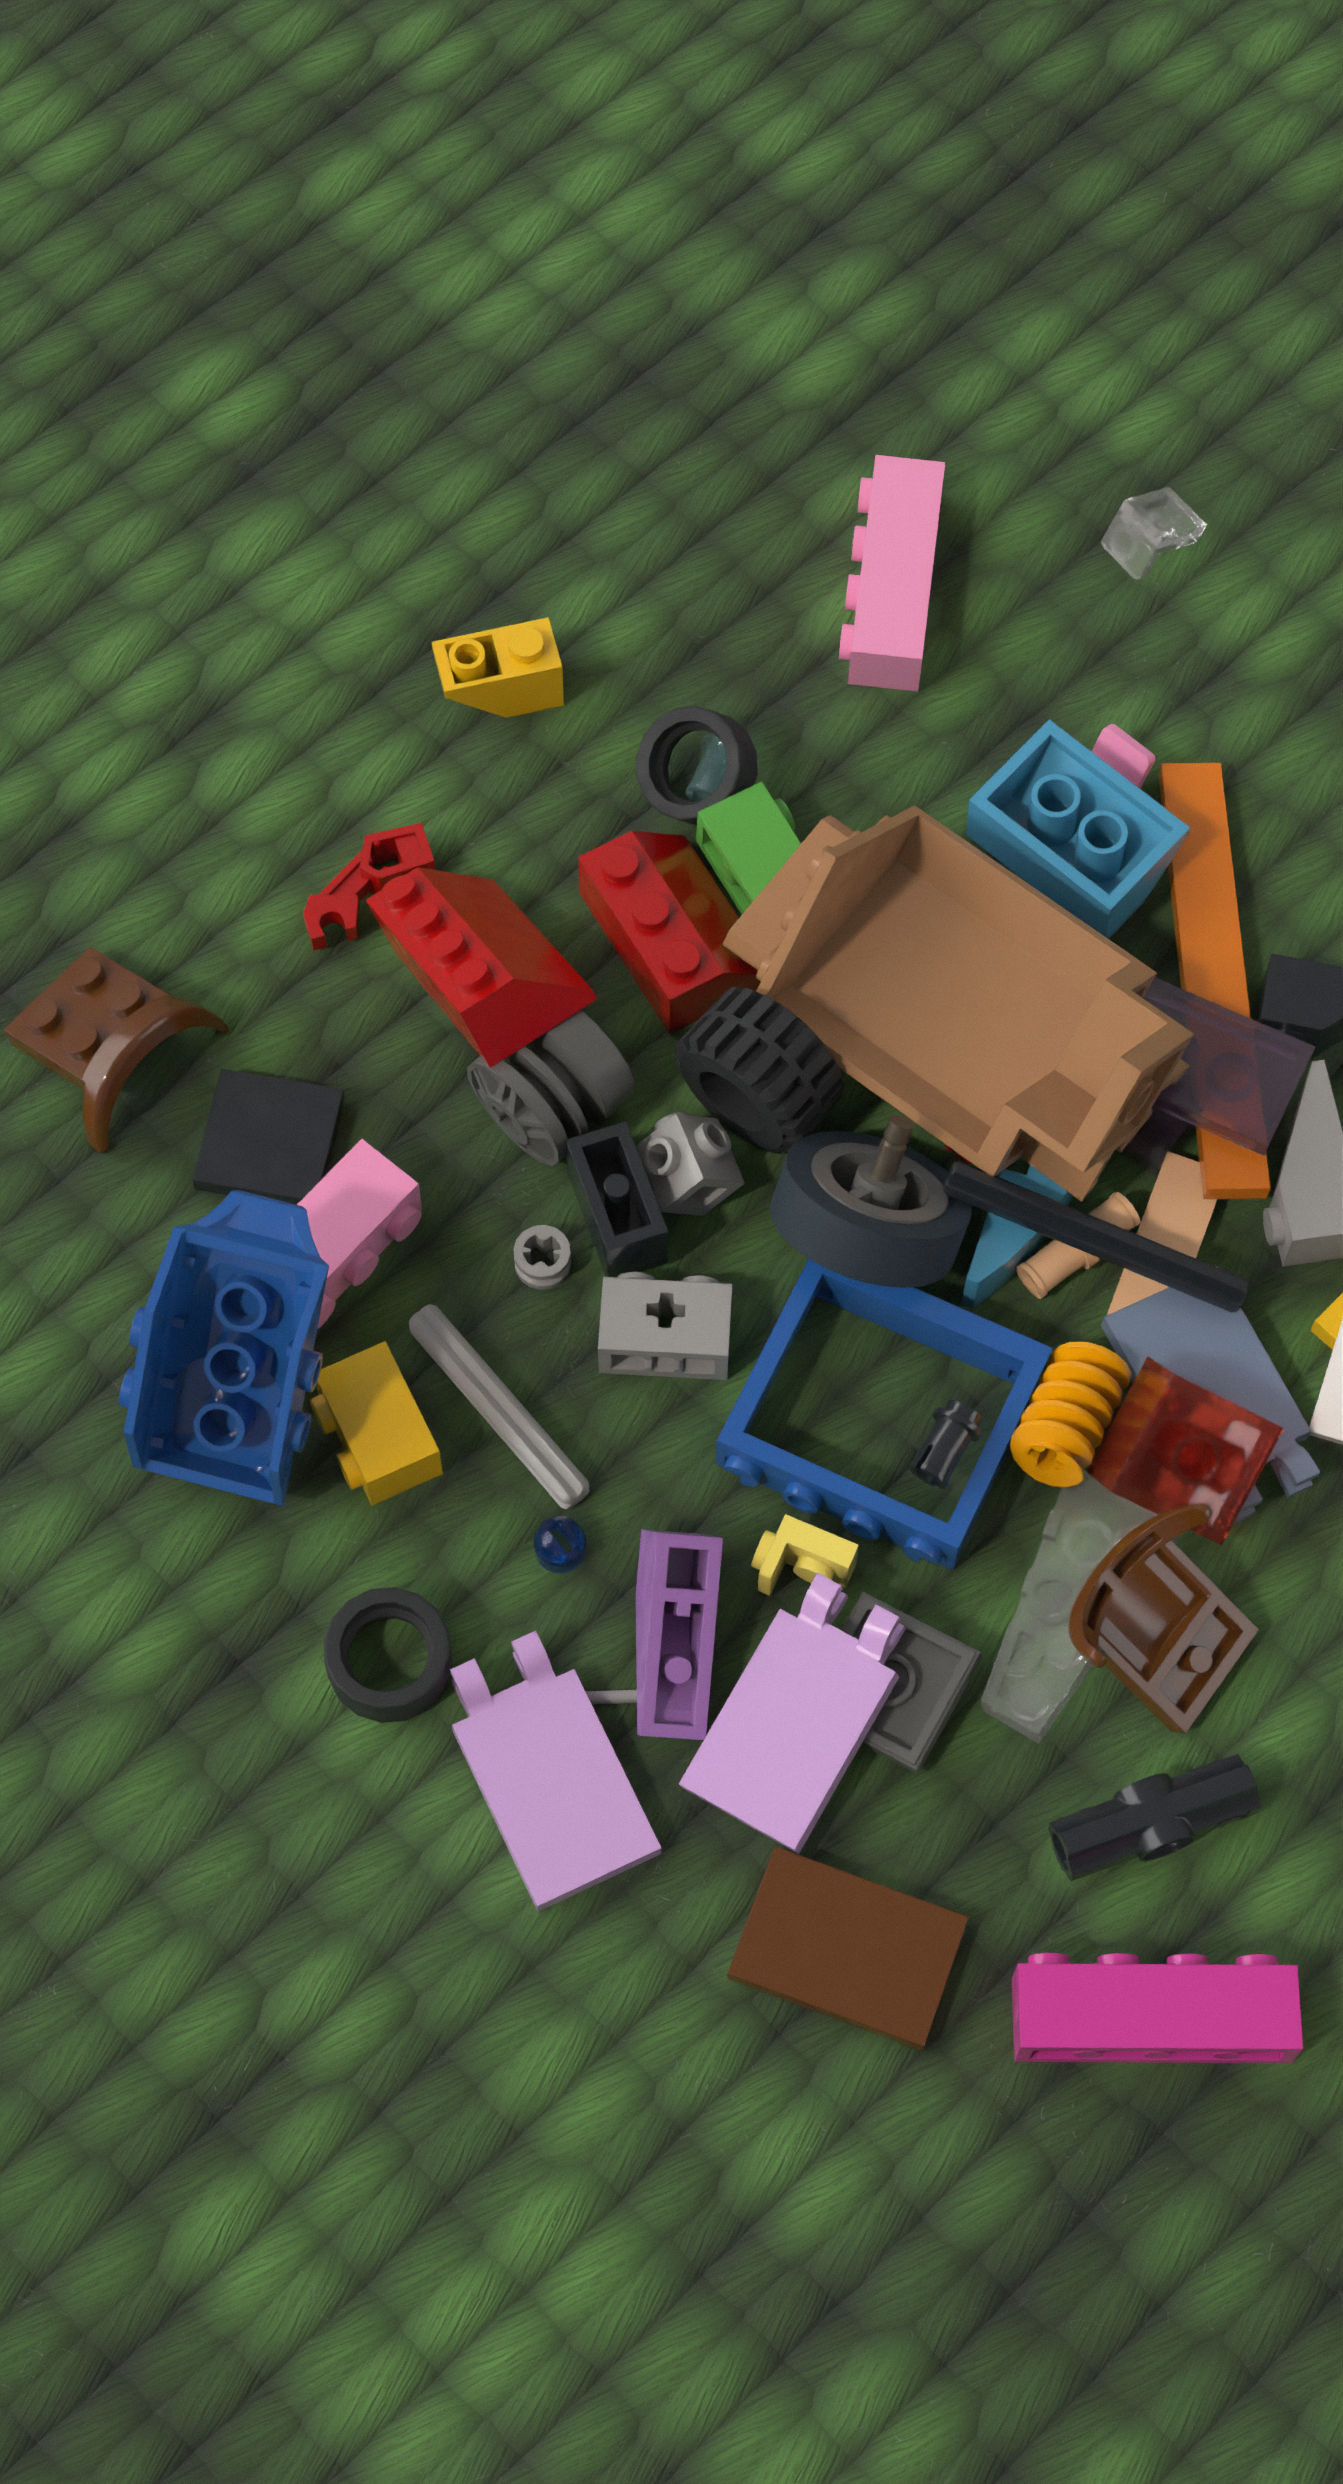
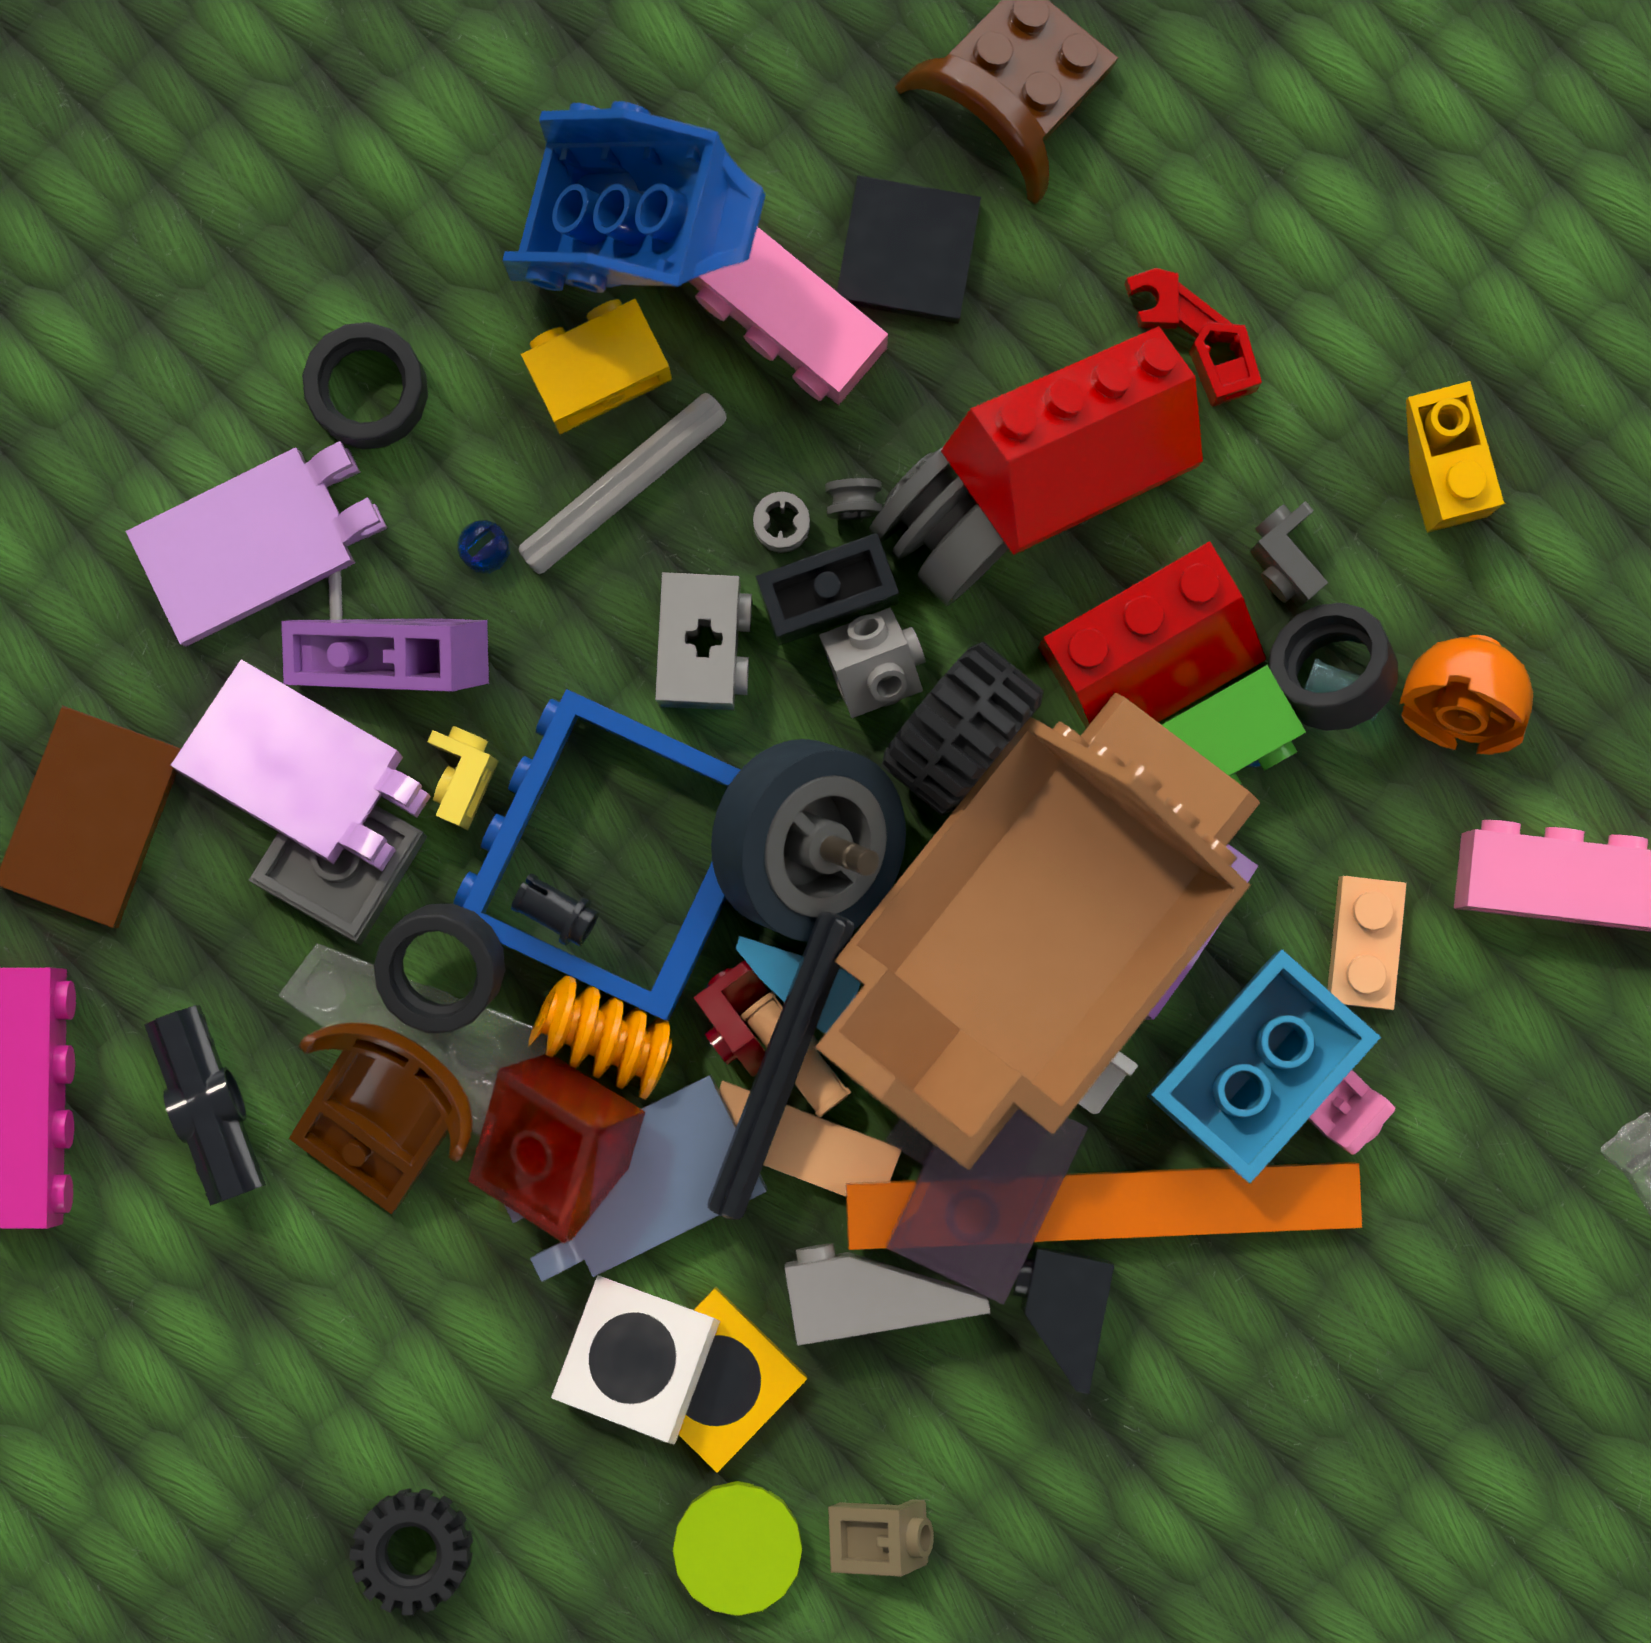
camera: 90 degrees right, 20 degrees up
(522, 1185) = (853, 498): none -> dark grey bush
(588, 815) = (1286, 567): none -> dark grey bracket
(722, 657) = (1469, 693): none -> orange cylinder
(948, 756) = (1366, 942): none -> light nougat plate
(1052, 1540) = (411, 1006): none -> black tyre
(1058, 1295) = (723, 1003): none -> dark red bracket

